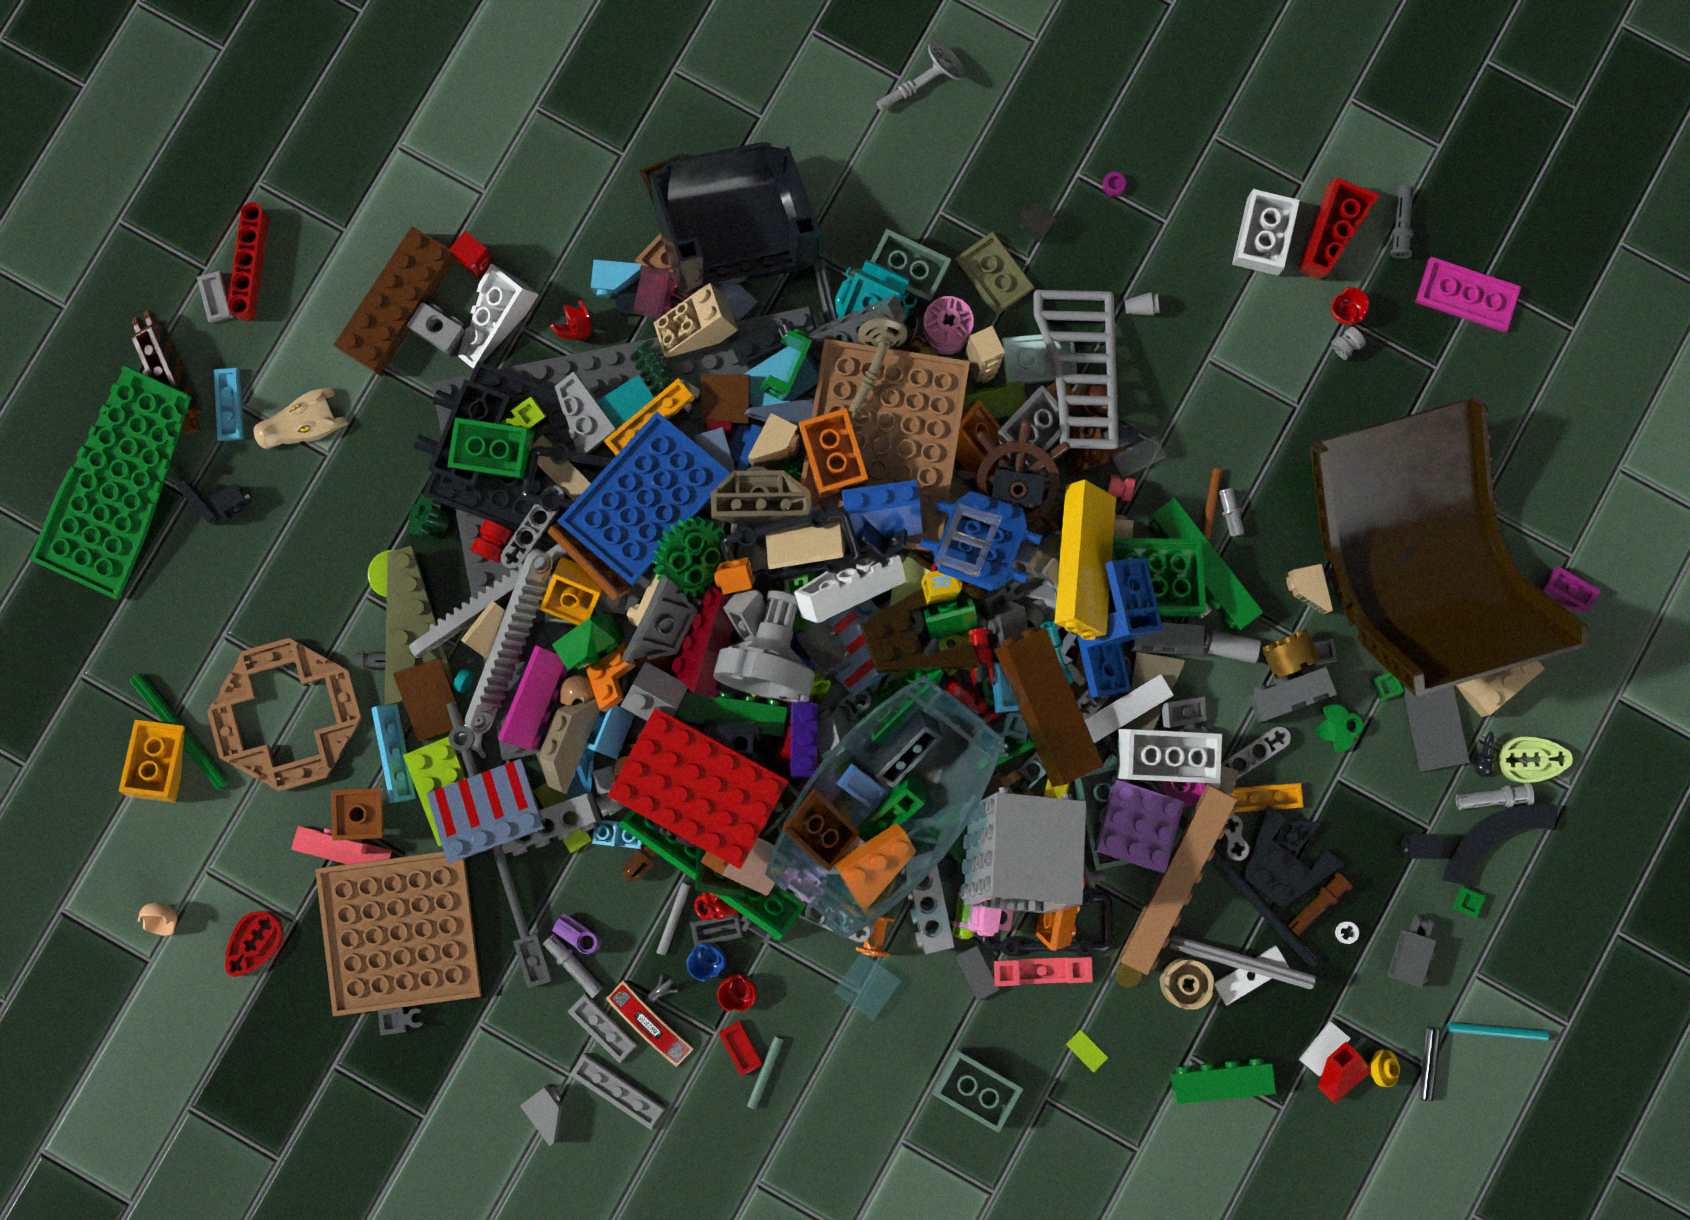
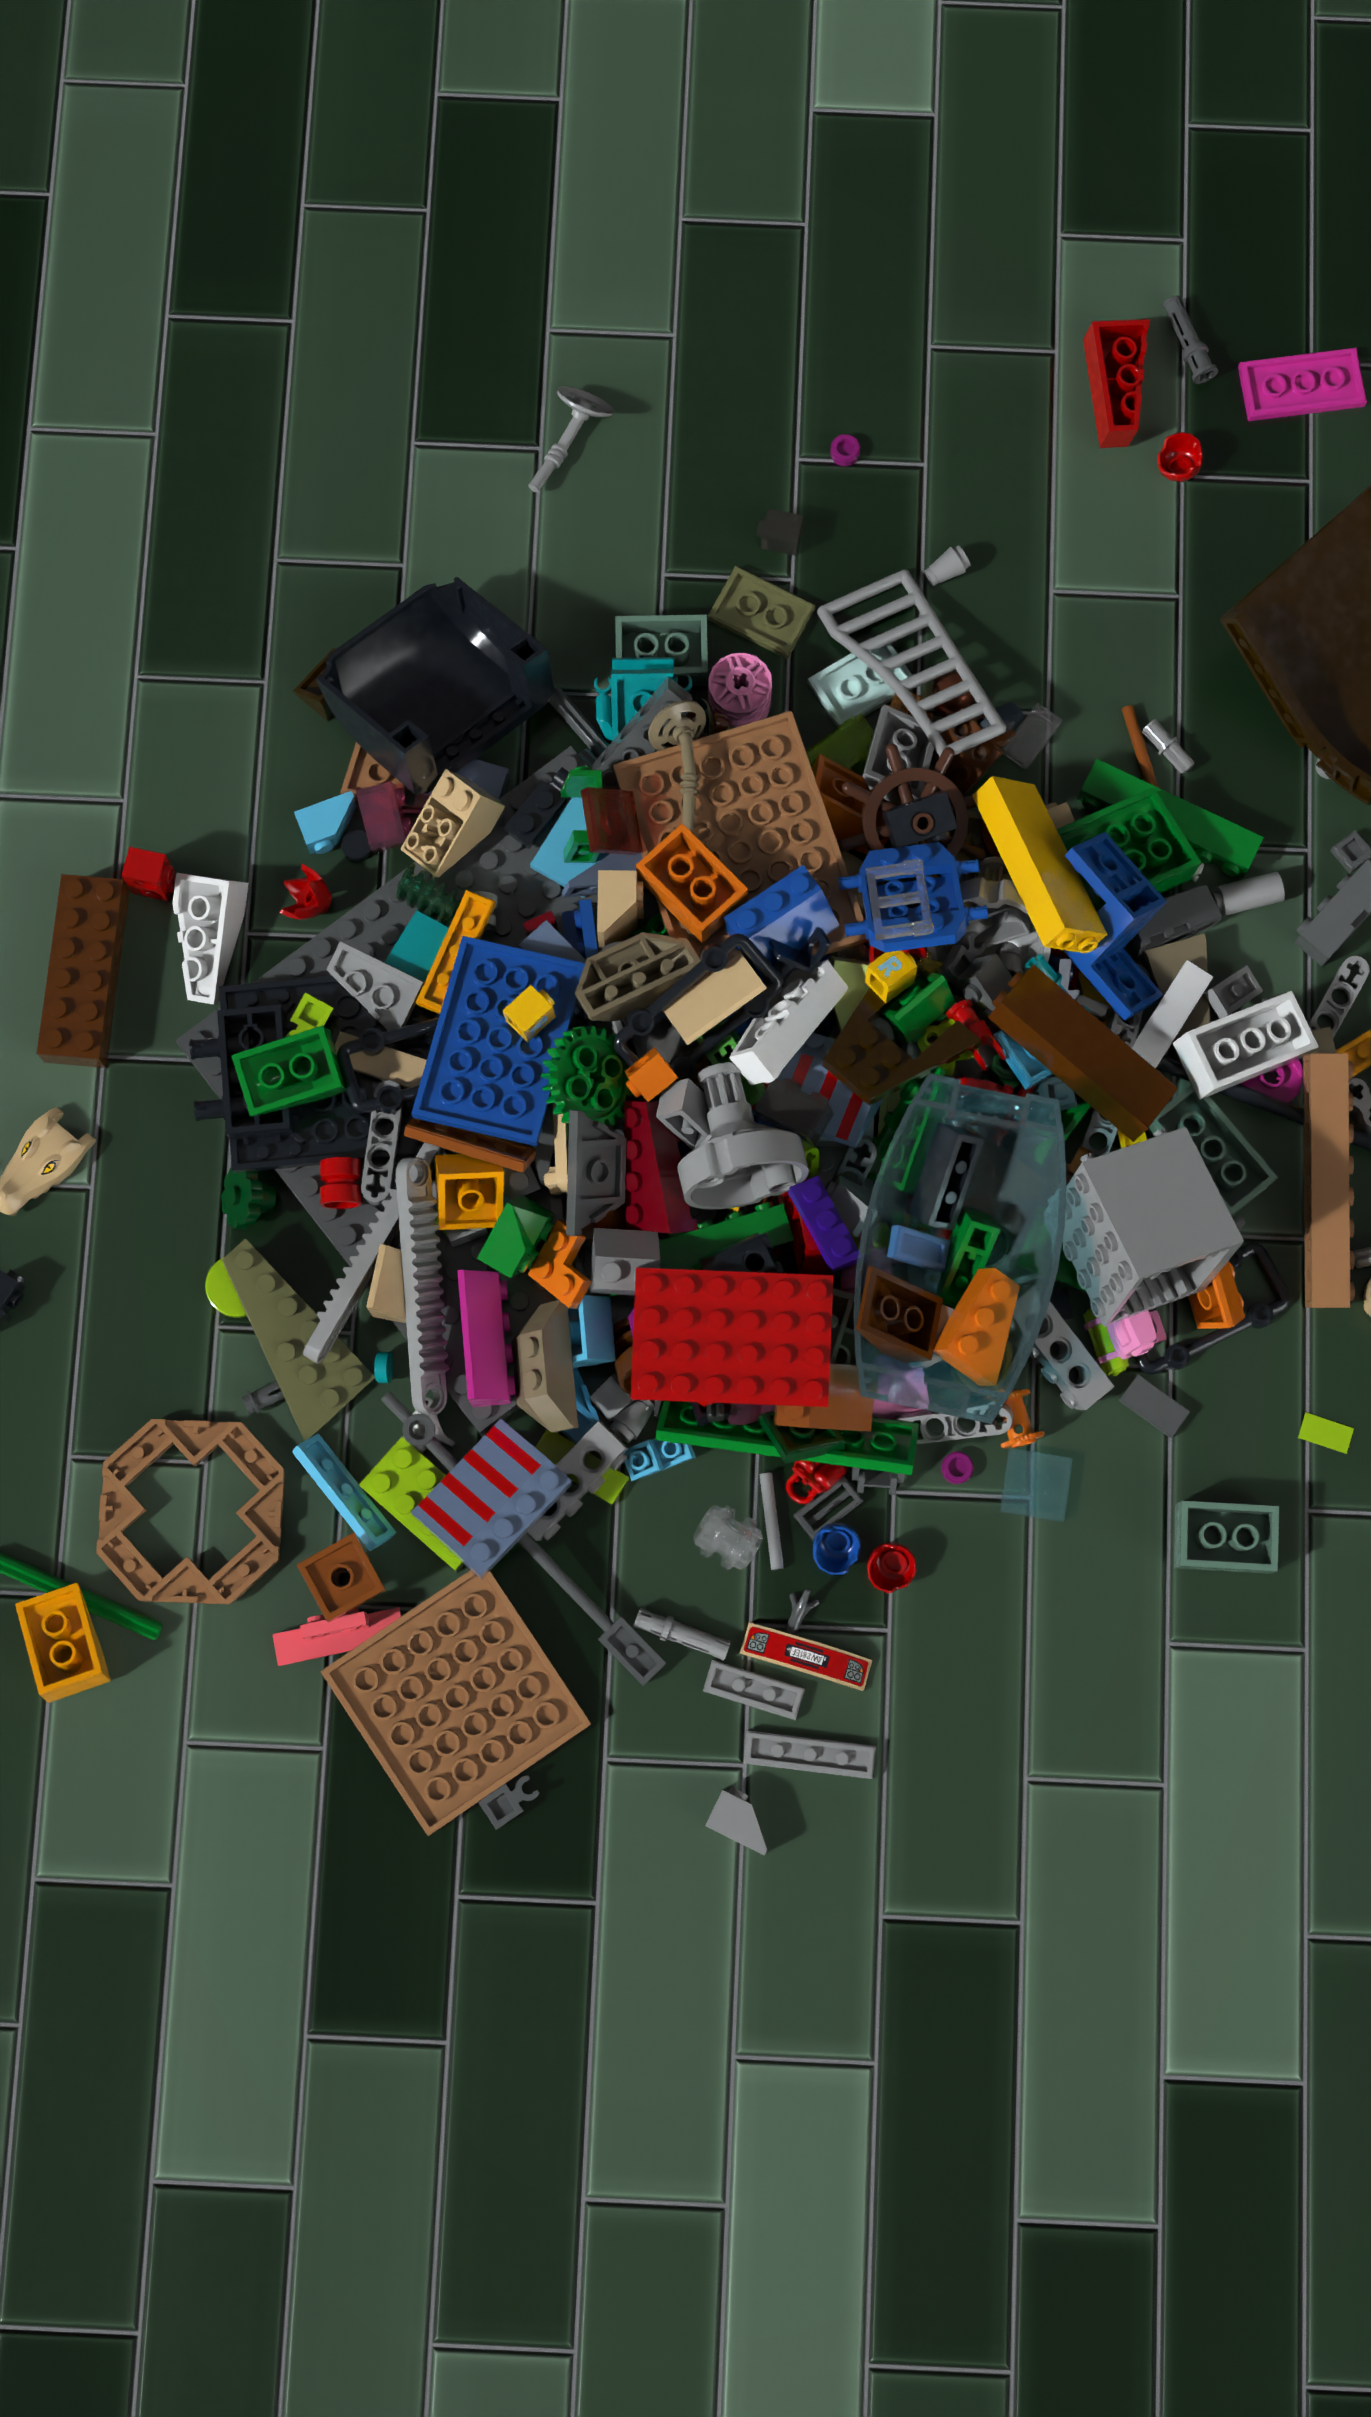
camera: 25 degrees left, 5 degrees down
(158, 918) = (160, 1827): light nougat hair -> none
(244, 932) = (270, 1791): red piece -> none
(422, 325) = (164, 987): light grey brick -> none
(425, 695) = (353, 1407): reddish brown tile -> none
(575, 933) = (665, 1594): medium lavender piece -> none
(576, 687) = (526, 1300): medium nougat hair -> none
(636, 916) = (728, 1537): none -> clear piece
(639, 864) = (699, 1474): reddish brown arm -> none
(673, 490) = (530, 1012): none -> yellow brick
(725, 398) = (529, 889): reddish brown tile -> none
(740, 1048) = (927, 1631): red tile -> none
(765, 1072) = (970, 1645): sand green bar -> none
(800, 381) = (611, 821): none -> clear red tile
(819, 946) = (957, 1468): none -> magenta tile
(984, 354) = (804, 693): tan brick -> none
(1043, 971) = (1229, 1364): coral slope -> none
(1120, 487) = (1034, 775): coral wheel -> none
(1127, 976) = (1327, 1322): clear yellow tile -> none
(1139, 826) = (1253, 1141): medium lavender plate -> none
(1265, 232) = (1043, 420): white brick -> none
(1291, 653) = (1321, 869): pearl gold brick -> none
(1310, 587) = (1301, 786): tan slope -> none
(1349, 342) = (1197, 502): light grey wheel -> none

